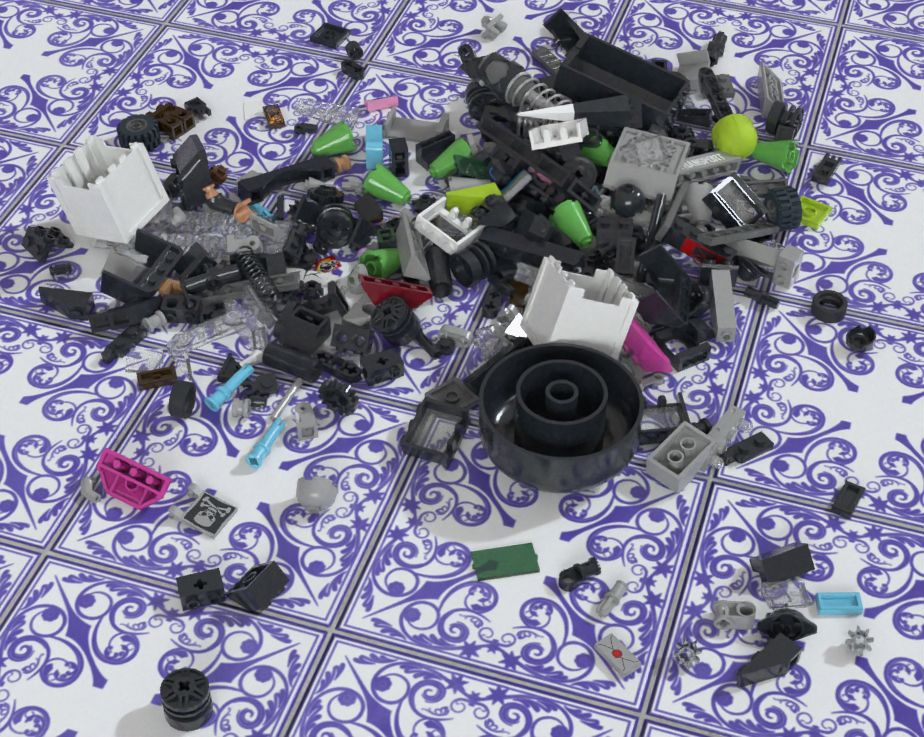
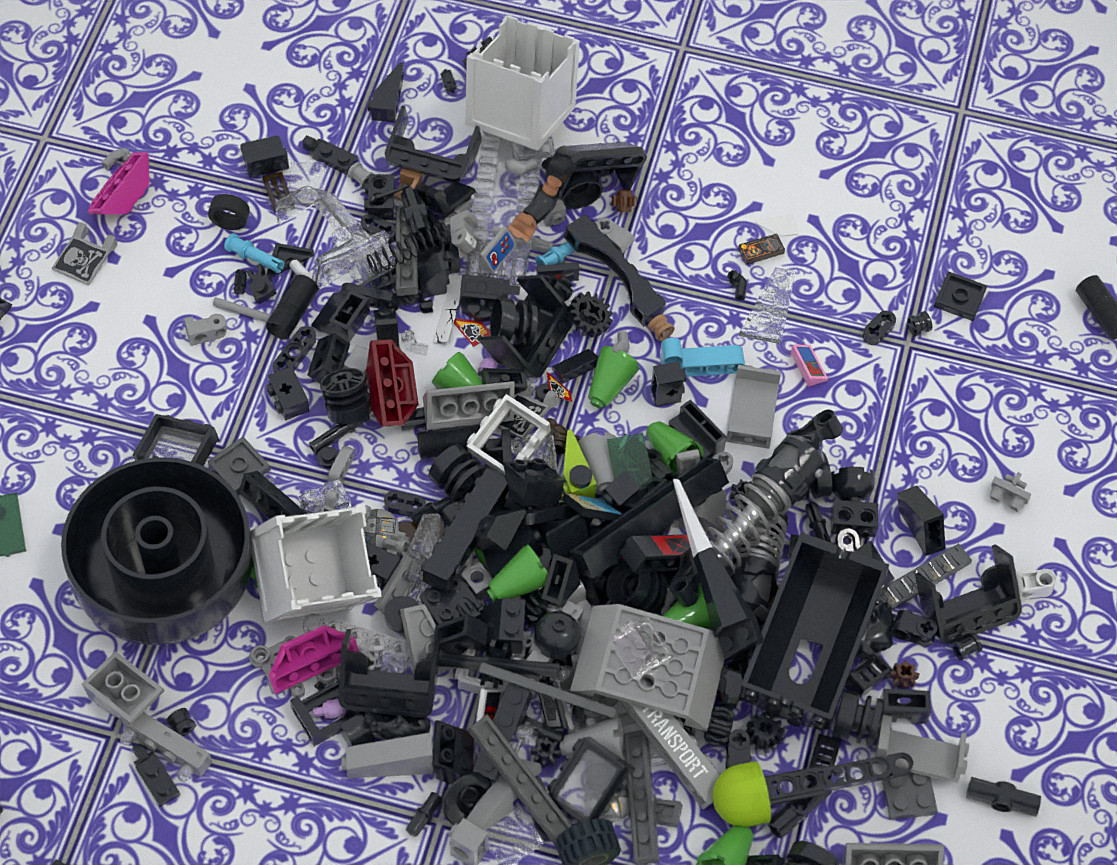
camera: 85 degrees right, 15 degrees up
(118, 383) = (264, 156): none -> black bracket
(124, 316) = (364, 149): black slope -> none
(125, 267) = (450, 137): light grey slope -> none
(139, 129) = (696, 112): black wheel -> none
(173, 120) = (732, 141): dark brown hips -> none
(198, 107) = (766, 164): black plate -> none
(241, 407) = (224, 268): light grey wheel -> none
(262, 448) = (167, 294): medium azure pin -> none
(312, 290) = (415, 316): black gear -> none
(313, 183) = (616, 300): light grey cone -> none
(316, 493) = (92, 343): light grey cylinder -> none
(334, 141) = (702, 317): bright green cone -> none
(338, 397) = (226, 350): black gear -> none
(352, 279) = (434, 360): light grey rock -> none
(423, 203) = (576, 419): black rock -> none
(490, 186) = (580, 476): none -> black tile
(521, 54) = (923, 519): none -> black slope
(544, 137) = (668, 519): white window -> none
(662, 419) = (197, 674): window -> none
(679, 343) = (330, 709): none -> lavender cylinder
(685, 260) = (489, 702): none -> slope

